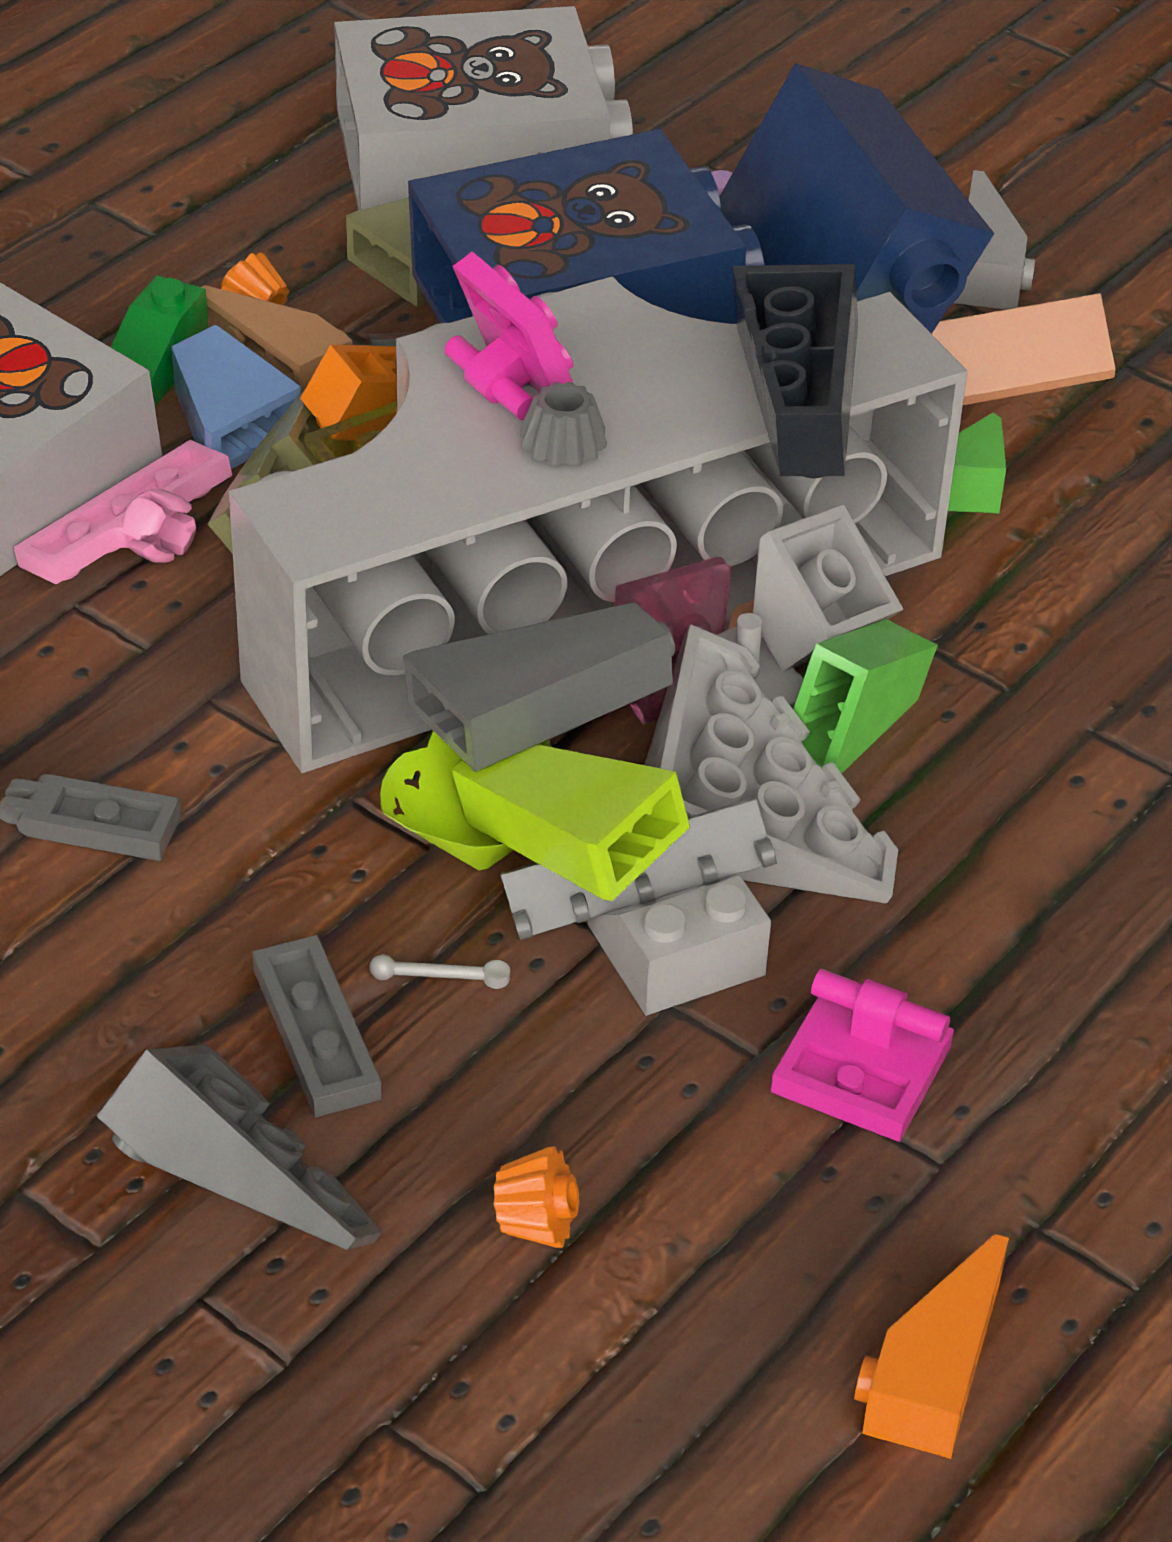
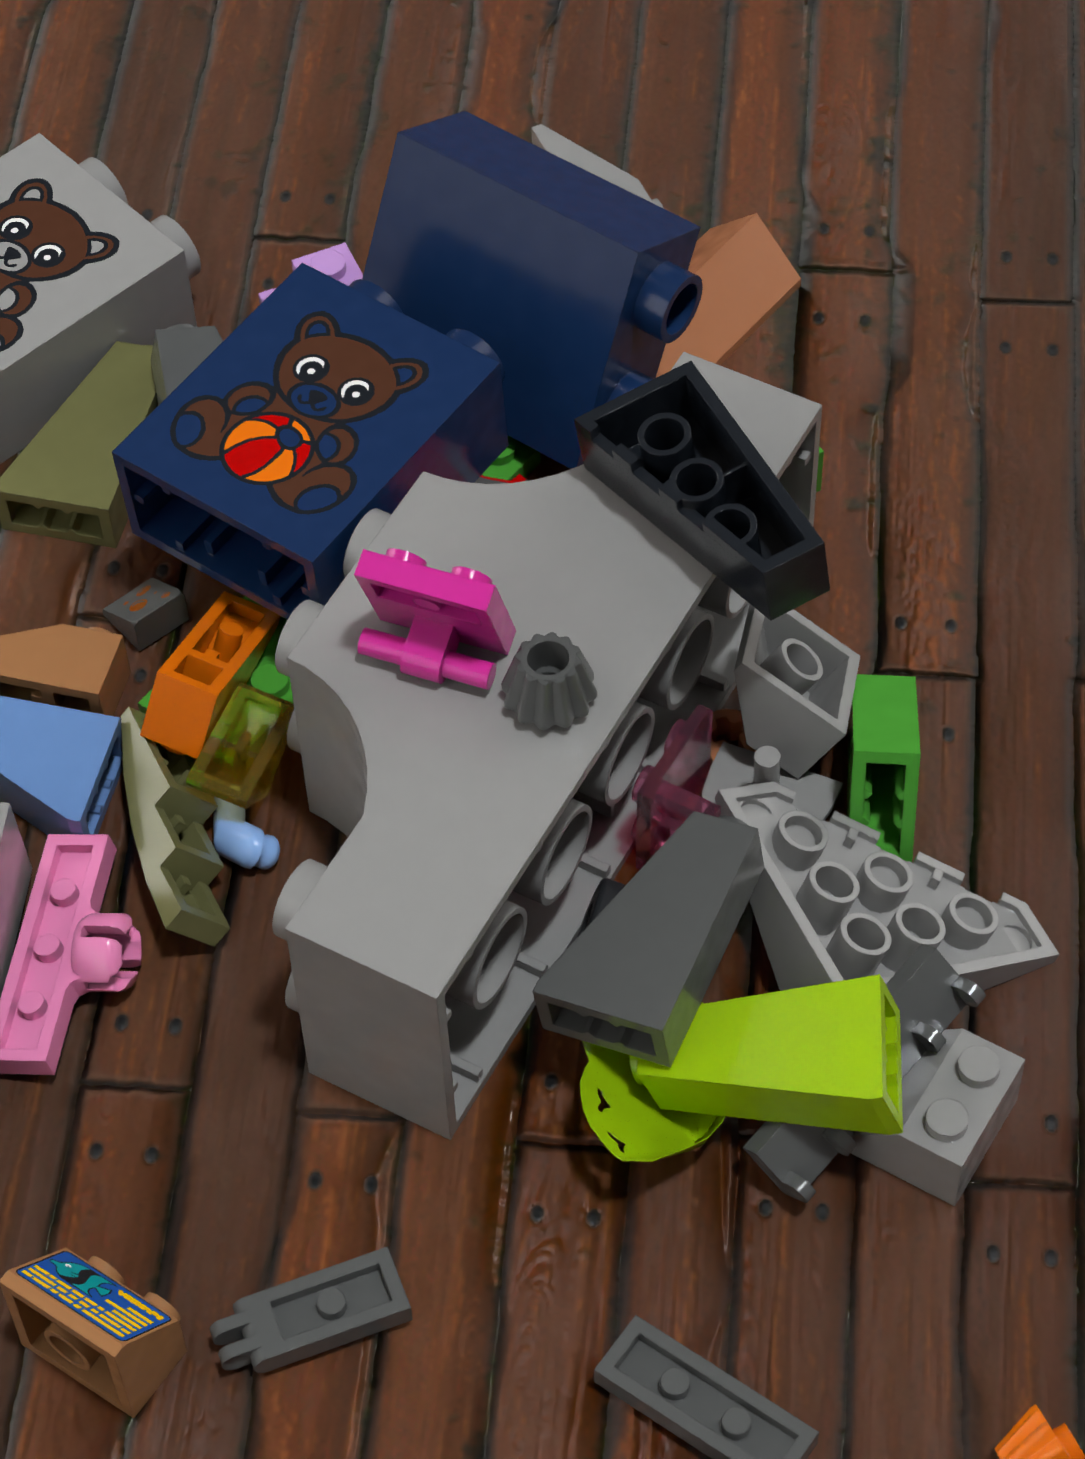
camera: 30 degrees left, 10 degrees up
(494, 974) = (800, 1249): light grey hinge -> none

